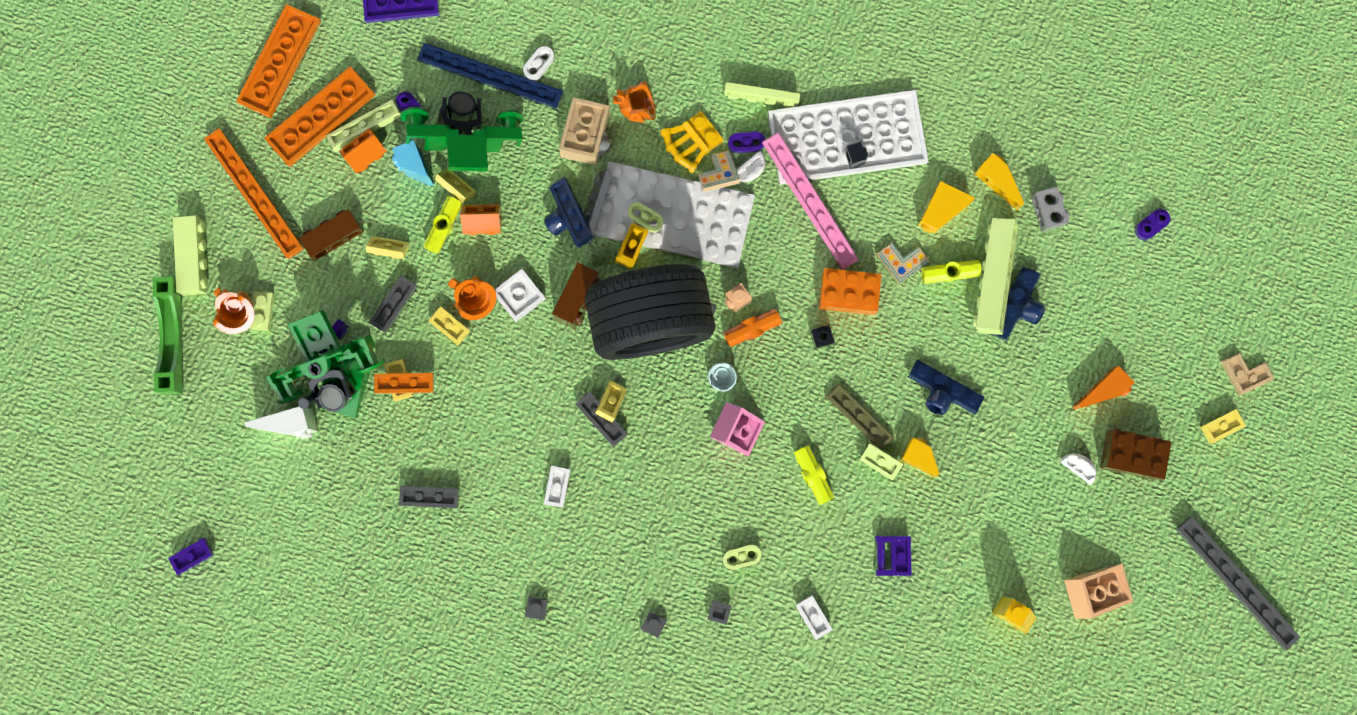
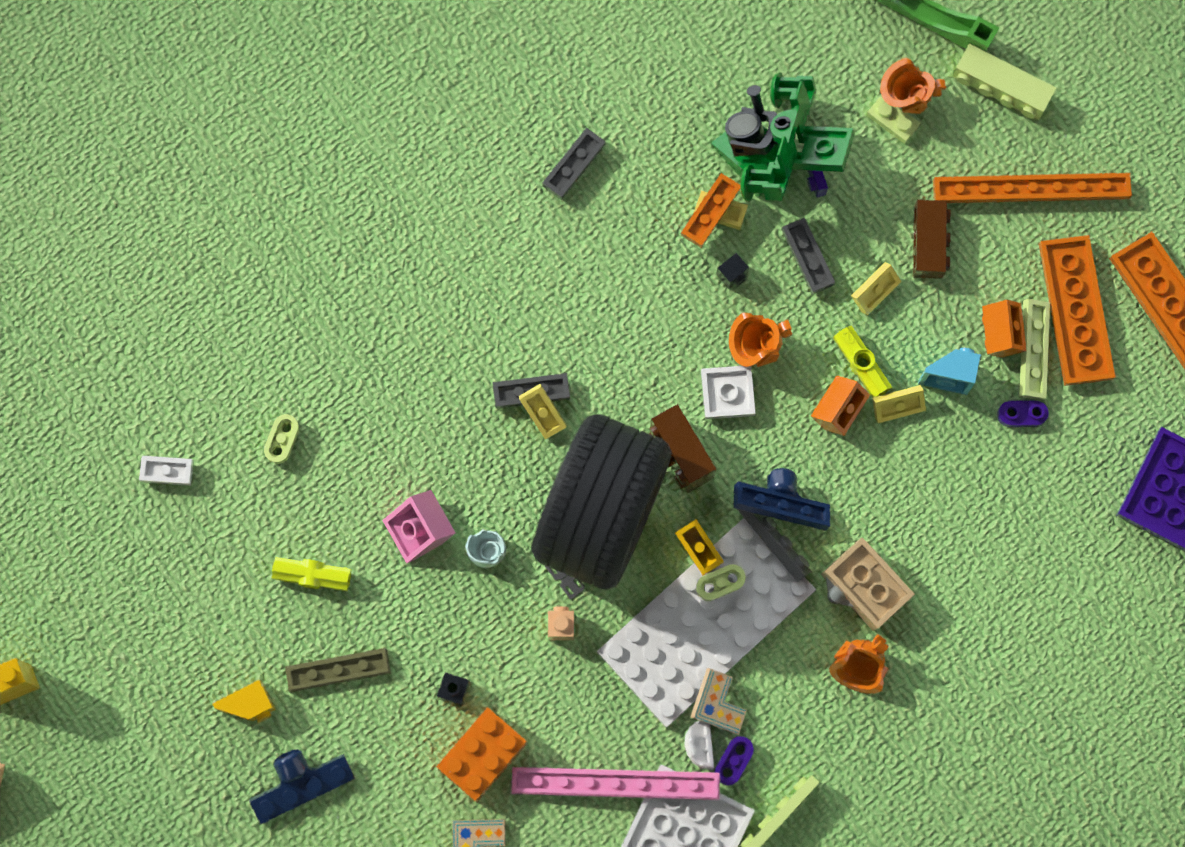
camera: 125 degrees right, 5 degrees down
(291, 422) = (747, 68): white slope -> none
(436, 344) = (733, 271): none -> black plate
(449, 326) = (744, 298): light yellow plate -> none
(464, 148) = (925, 430): green piece -> none
(490, 75) = (1005, 526): dark blue tile -> none
(536, 608) = (382, 198): dark grey plate -> none
(538, 64) = (987, 587): white plate -> none
(557, 486) = (492, 298): white plate -> none
(654, 624) = (280, 303): dark grey plate -> none
(701, 133) = (778, 718): yellow plate -> none
(719, 612) = (243, 377): dark grey plate -> none
(752, 328) = (517, 619): orange piece -> none
(881, 461) = (273, 657): yellowish green plate -> none
(899, 553) = (161, 606): dark purple plate -> none

